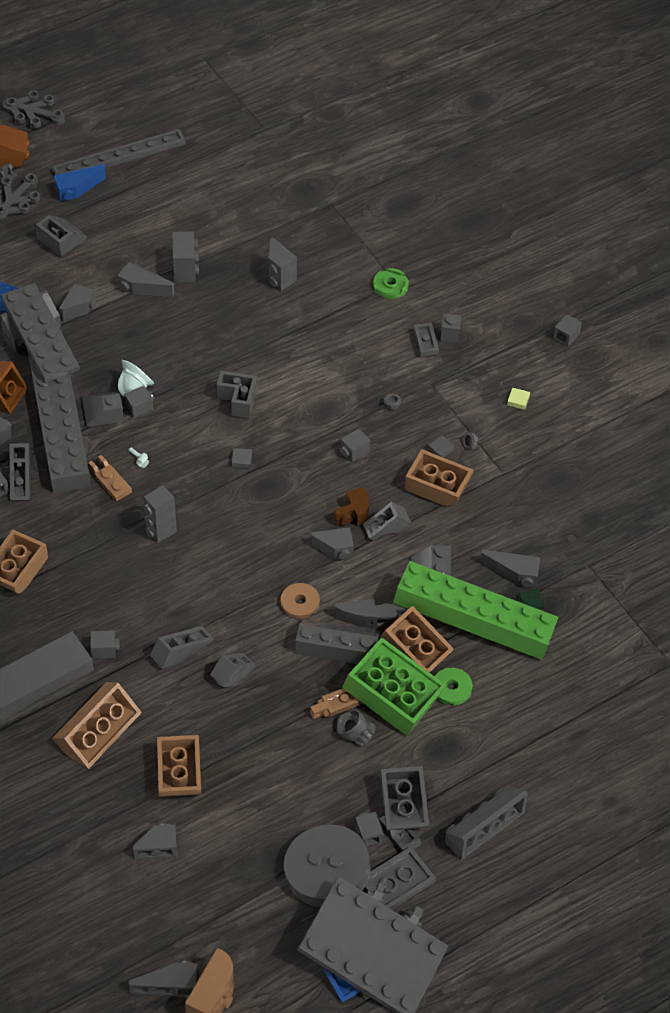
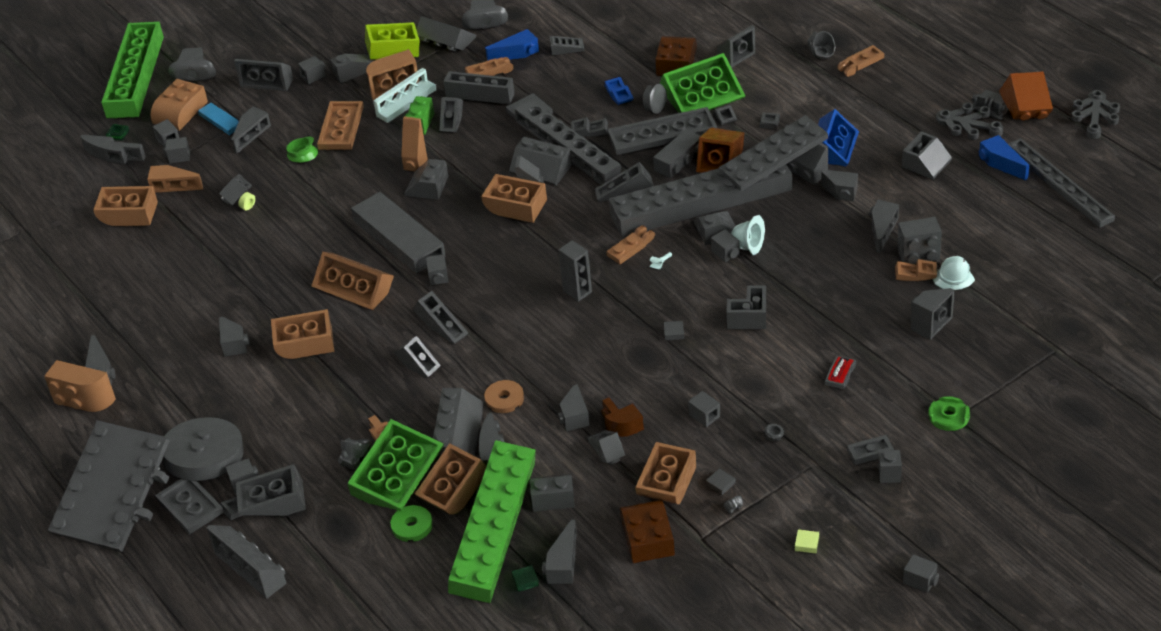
camera: 90 degrees right, 10 degrees down
(209, 272) = (916, 272): none -> medium nougat slope
(223, 248) = (954, 274): none -> light aqua piece
(330, 344) = (840, 372): none -> slope
(492, 502) = (647, 531): none -> reddish brown brick

